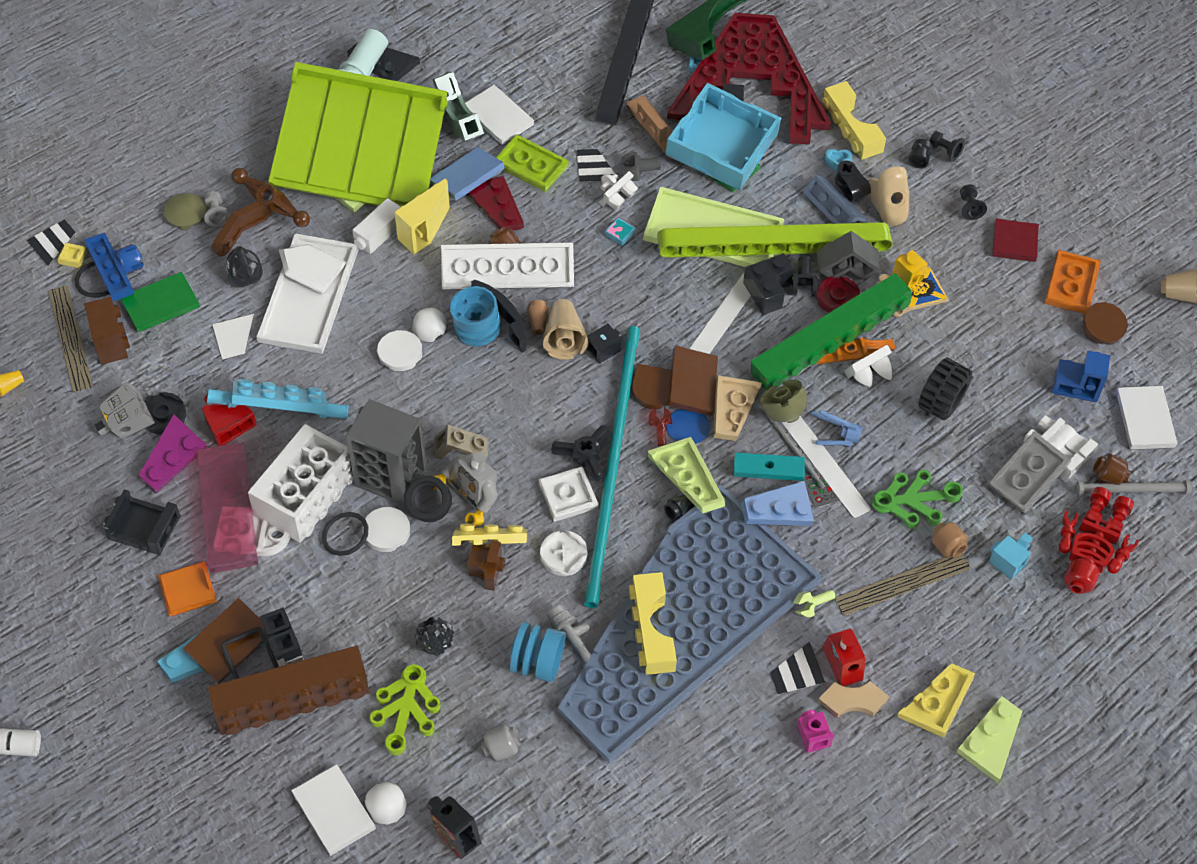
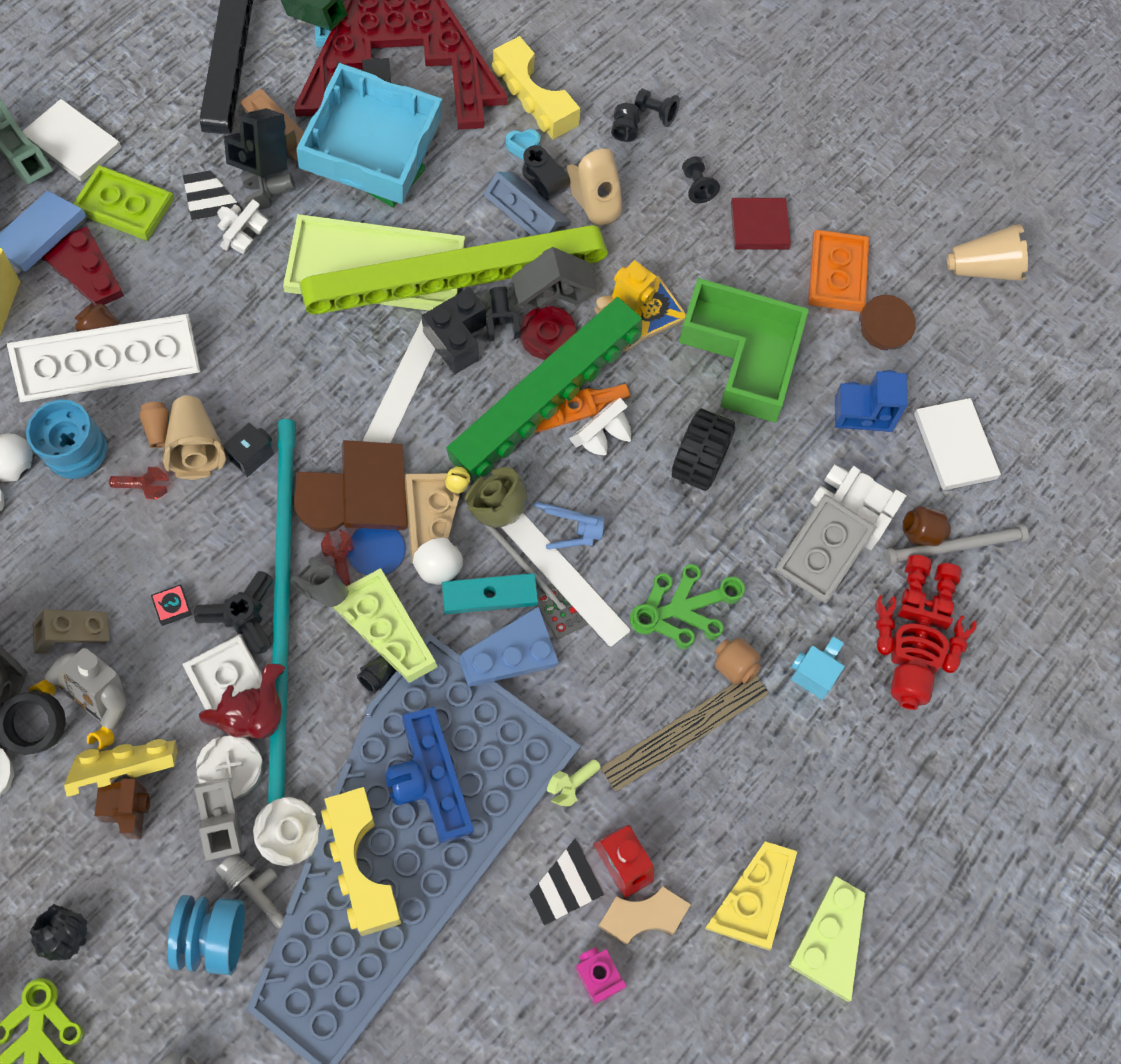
camera: 15 degrees left, 10 degrees up
(509, 314) = (127, 446): black slope -> none
(529, 363) = (151, 492): none -> clear red bar
(534, 440) = (171, 605): none -> tile
(553, 580) = (219, 819): none -> light grey brick
(583, 514) = (250, 711): none -> dark red piece
(600, 598) = (286, 831): none -> white tile
(619, 231) = (252, 284): tile -> none
(641, 132) = (259, 144): none -> black brick
(645, 439) = (320, 583): none -> dark grey piece
(710, 576) = (430, 776): none -> blue plate
(734, 437) = (438, 561): none -> white hair
(756, 385) = (456, 483): none -> light yellow hinge
(997, 315) = (756, 333): none -> bright green piece

